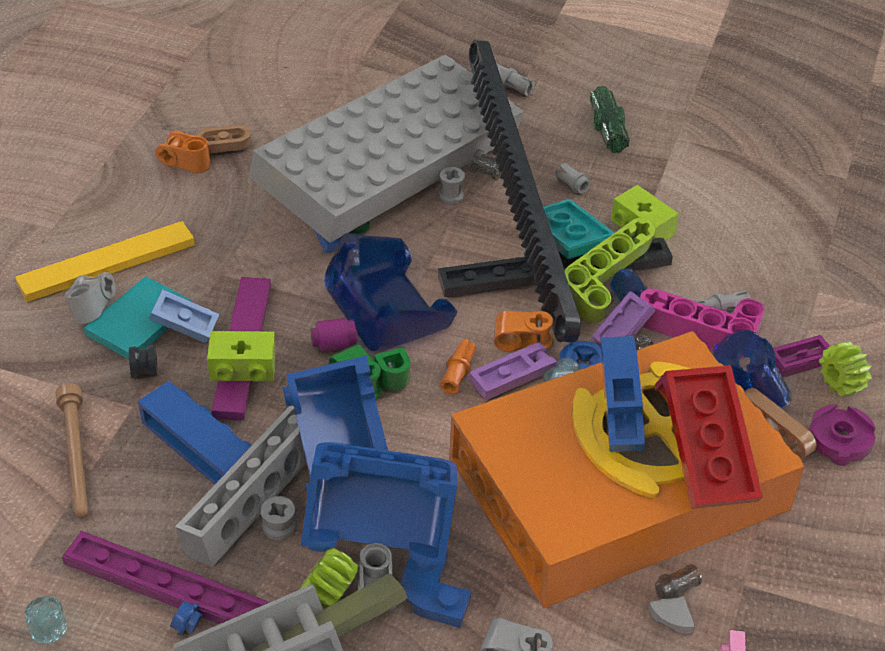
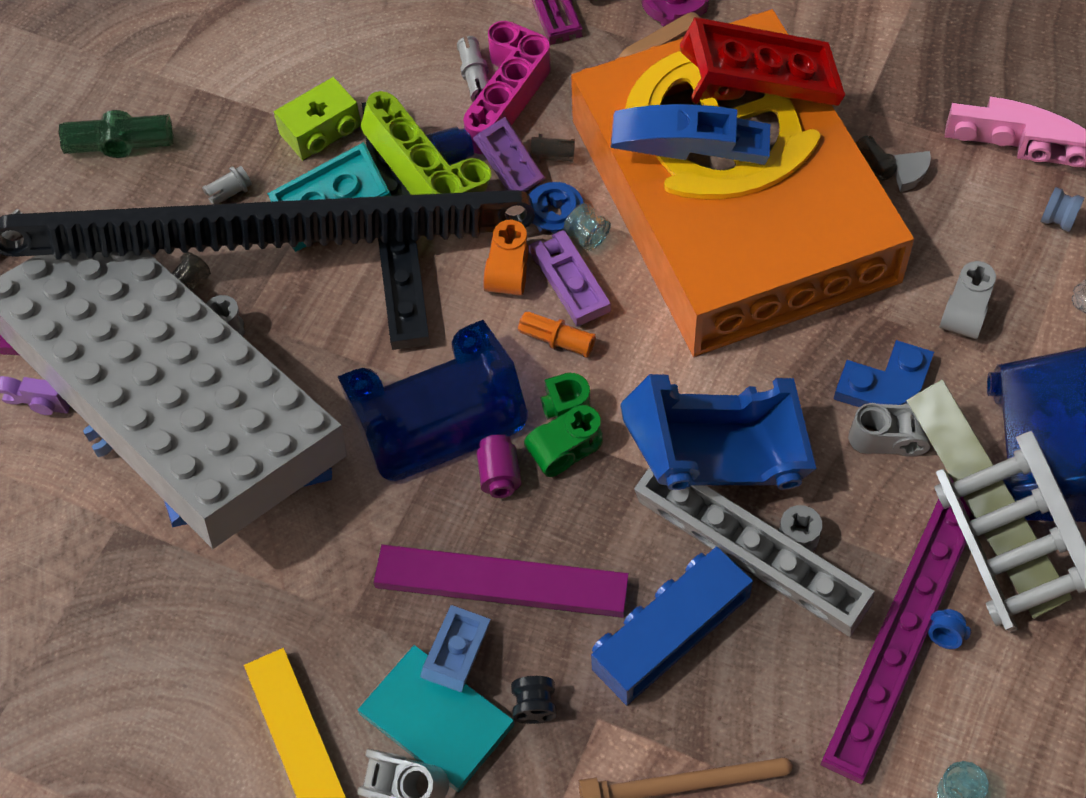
camera: 80 degrees left, 15 degrees up
(184, 152) = (82, 671): orange piece -> none
(226, 138) = (62, 617): medium nougat plate -> none
(241, 356) = (544, 589): lime brick -> none
(331, 576) = (903, 468): lime gear -> none
(380, 499) = (814, 371): blue windscreen -> none
(750, 345) = (575, 49): clear blue plate -> none
(770, 383) = (615, 35): clear blue brick -> none

